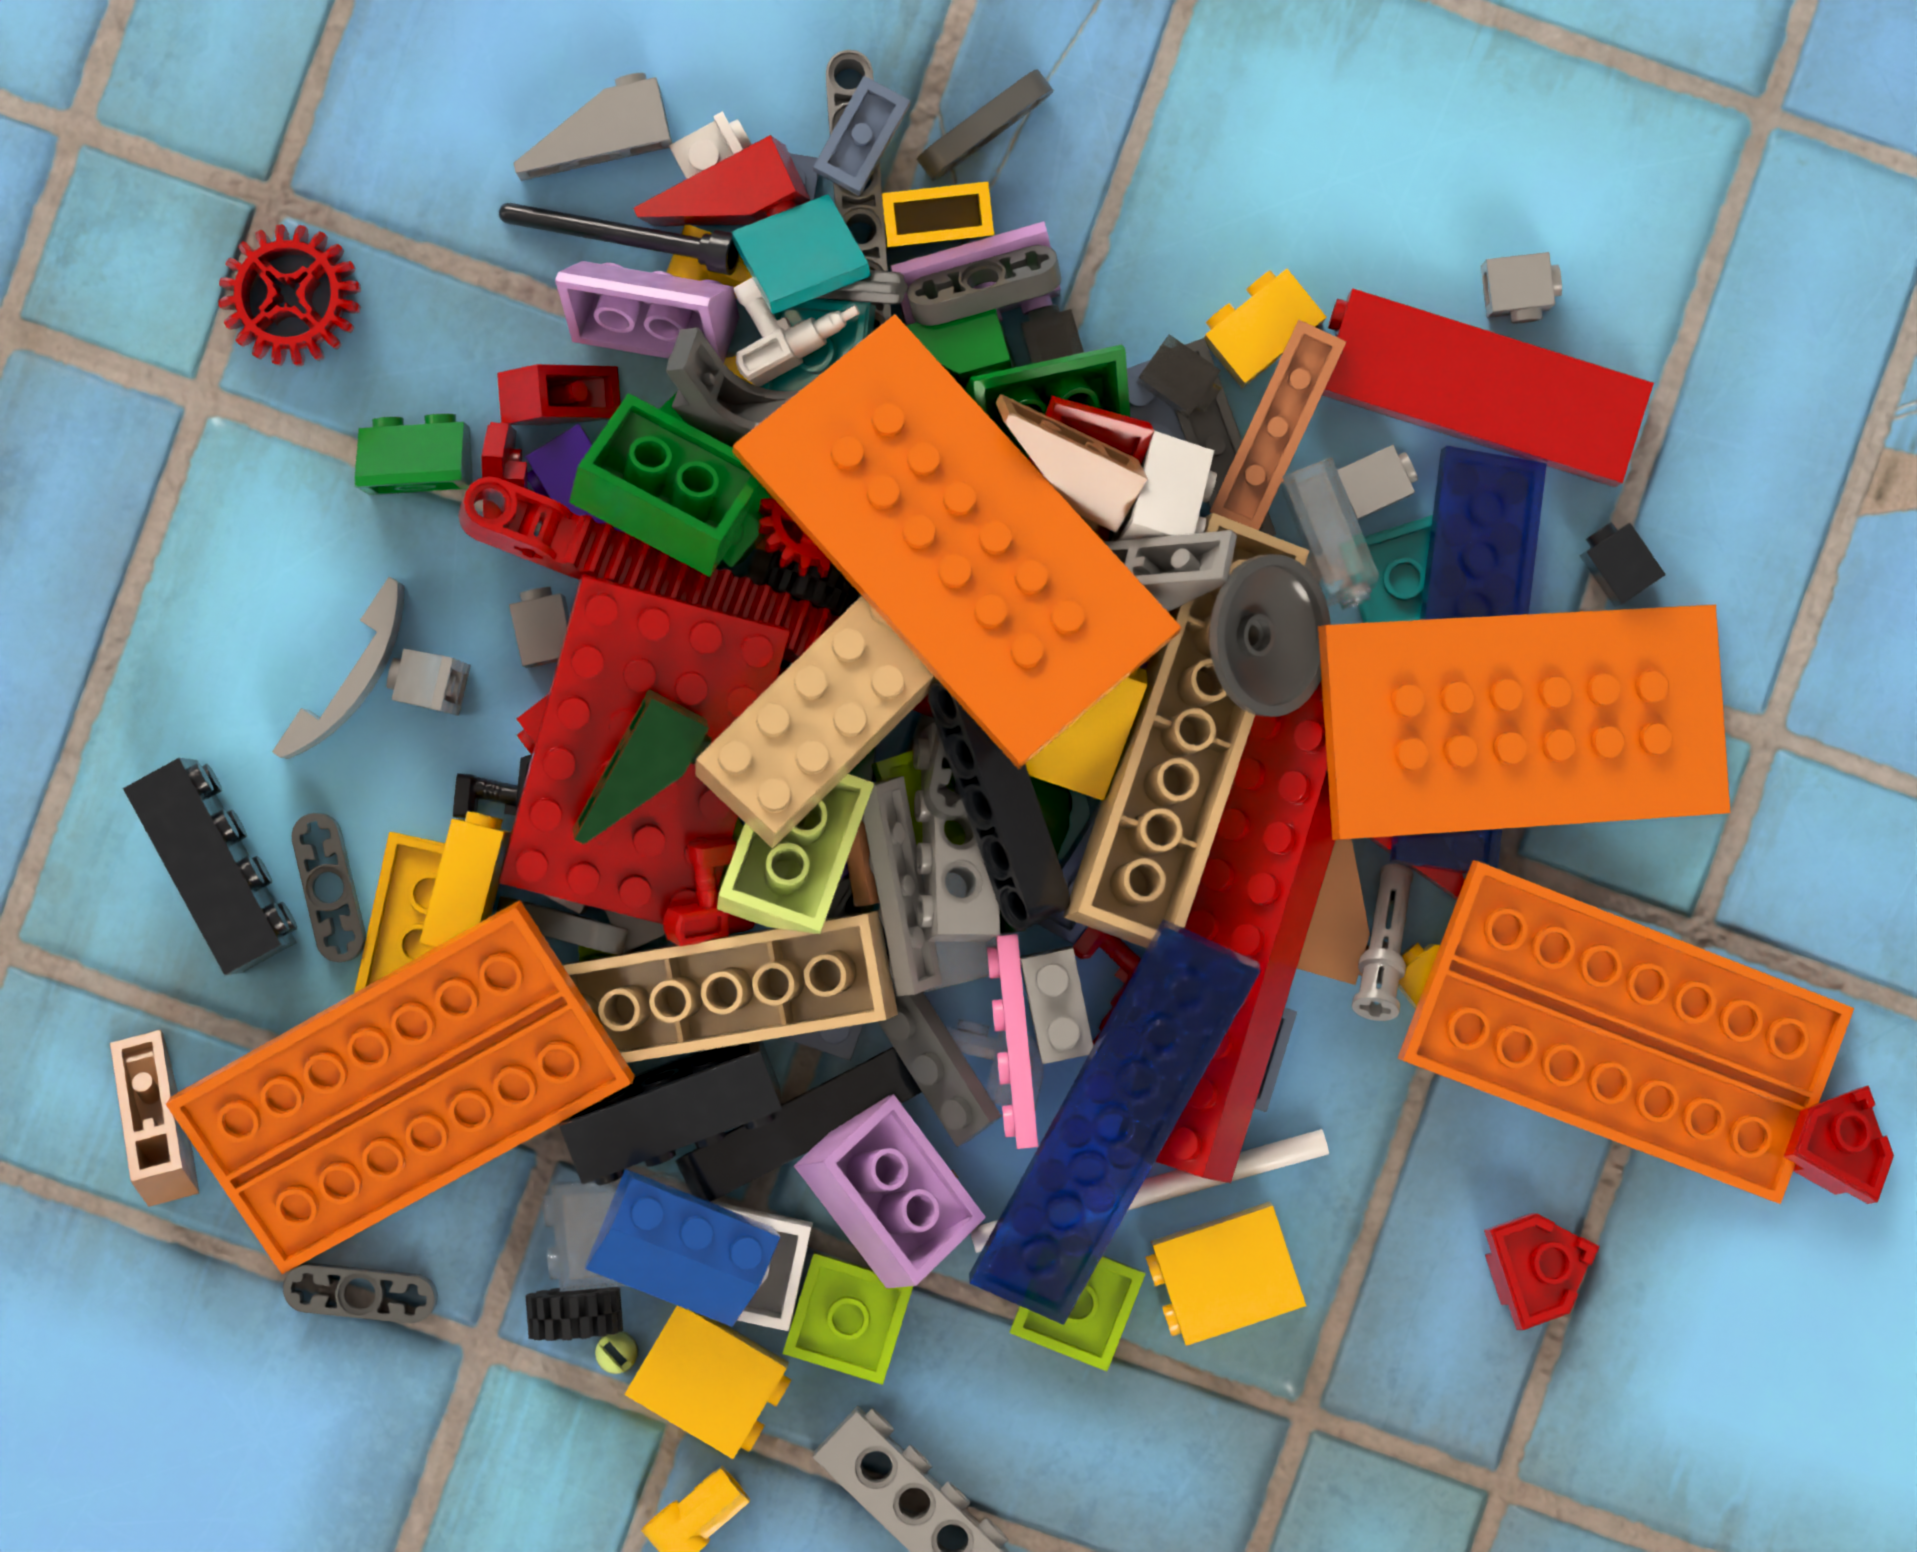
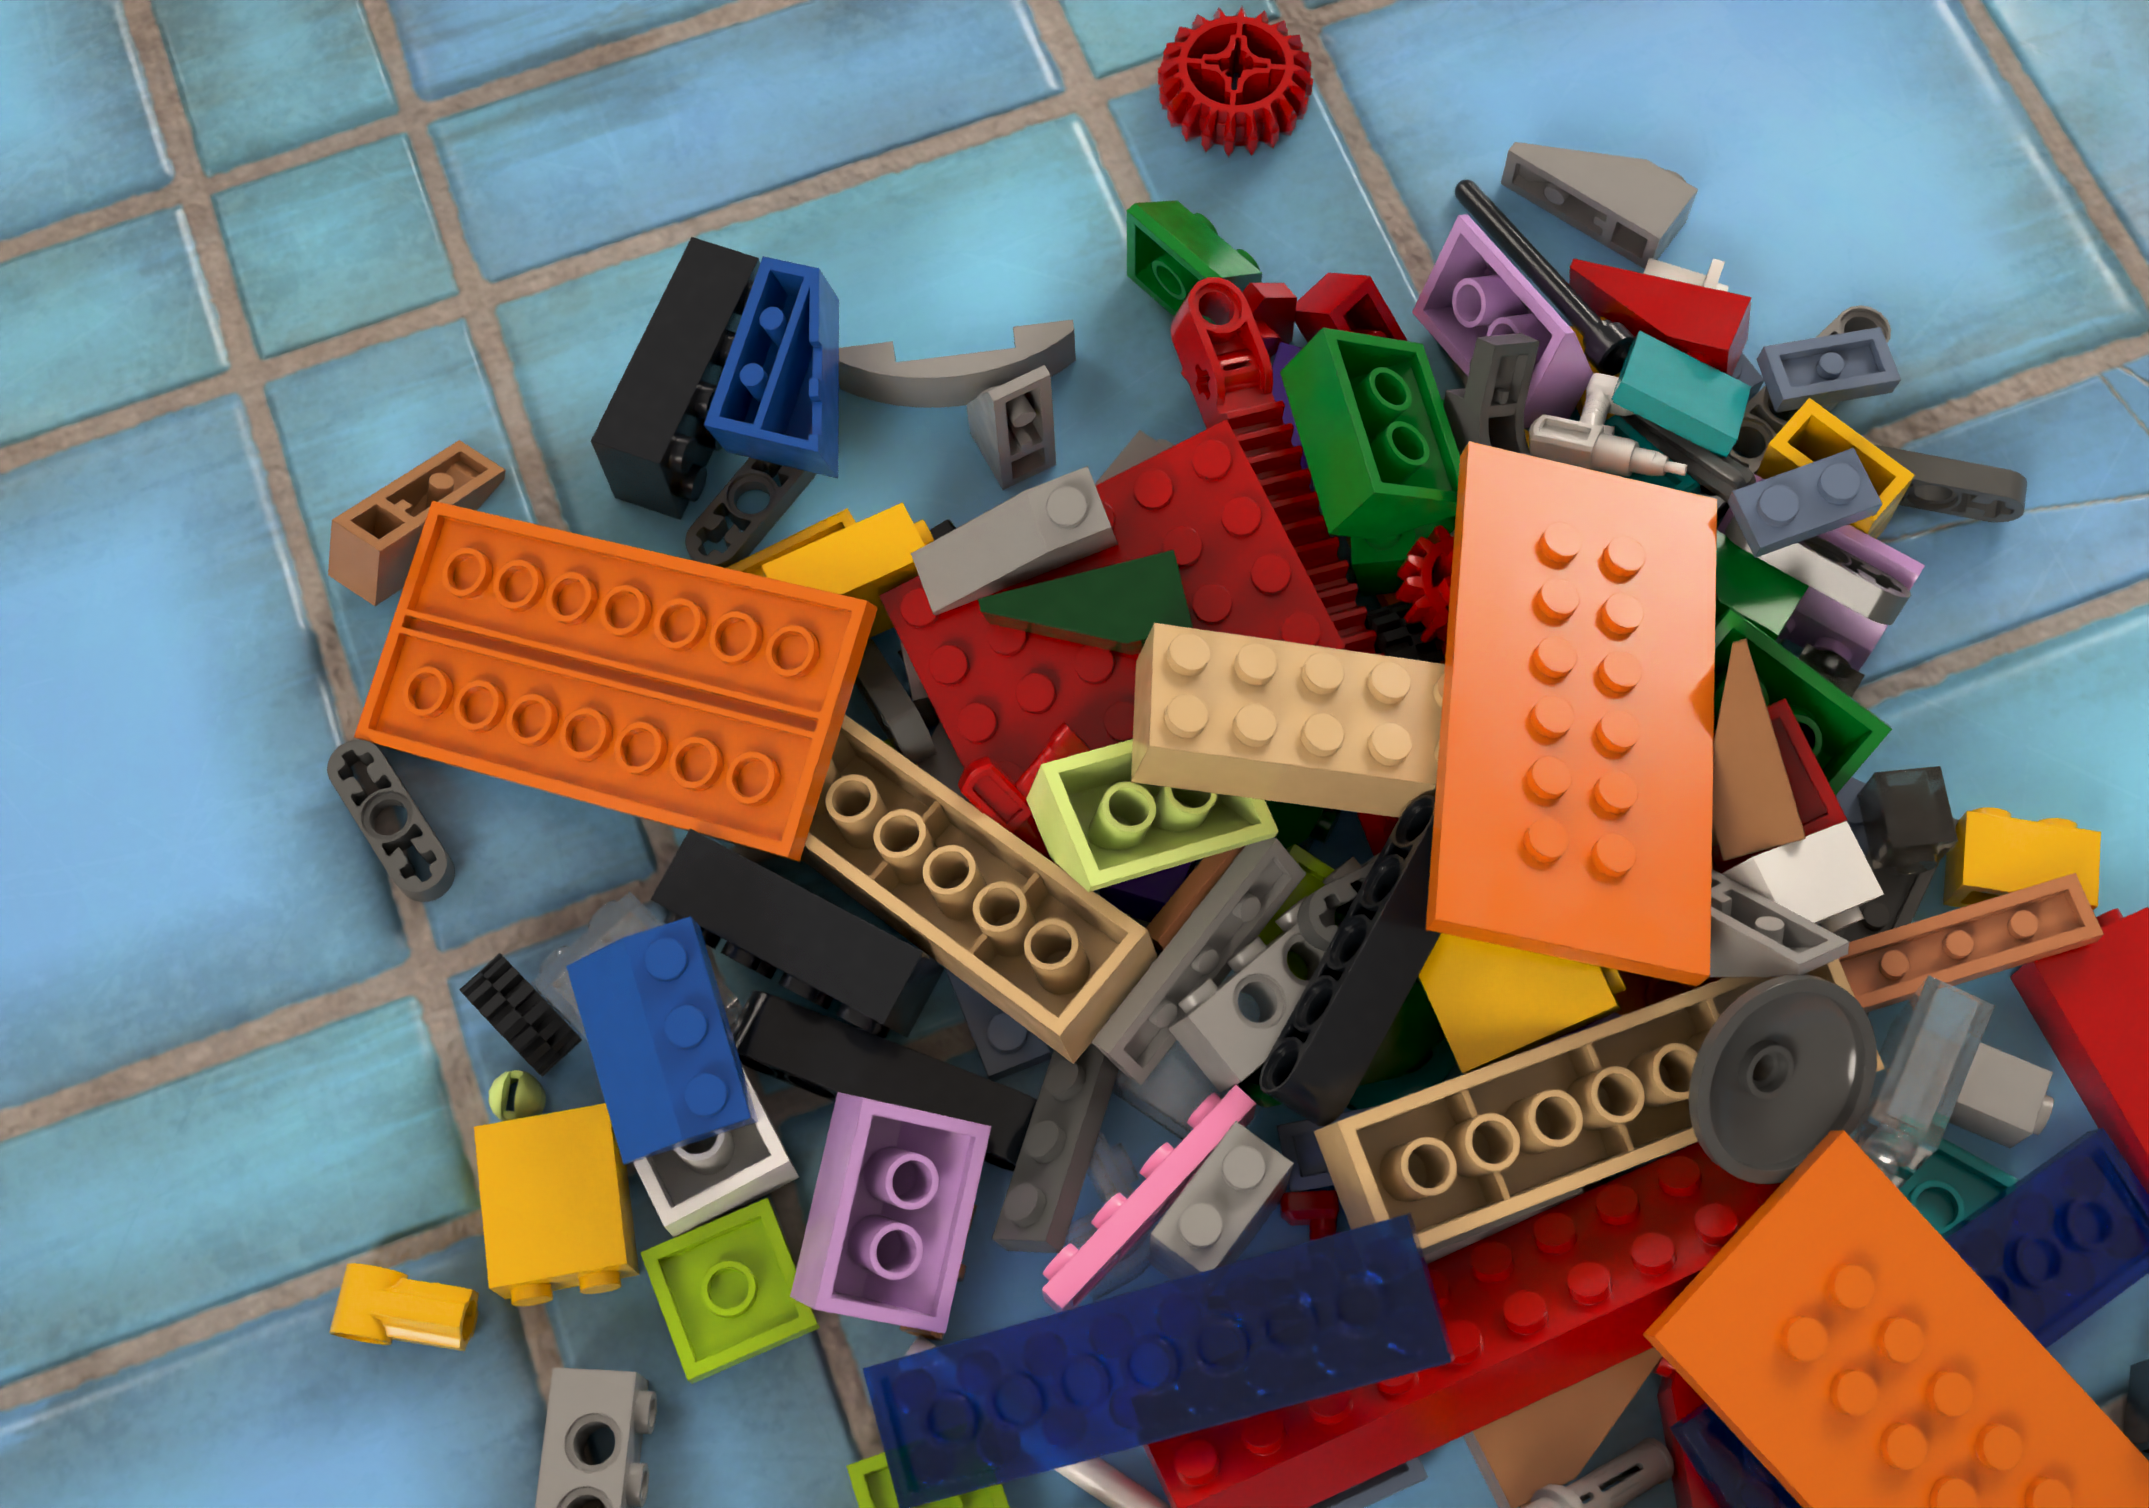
camera: 50 degrees right, 20 degrees down
(273, 805) = (783, 373): none -> blue wedge
(552, 779) = (1015, 542): none -> light grey slope
(947, 269) = (1804, 502): none -> sand blue plate

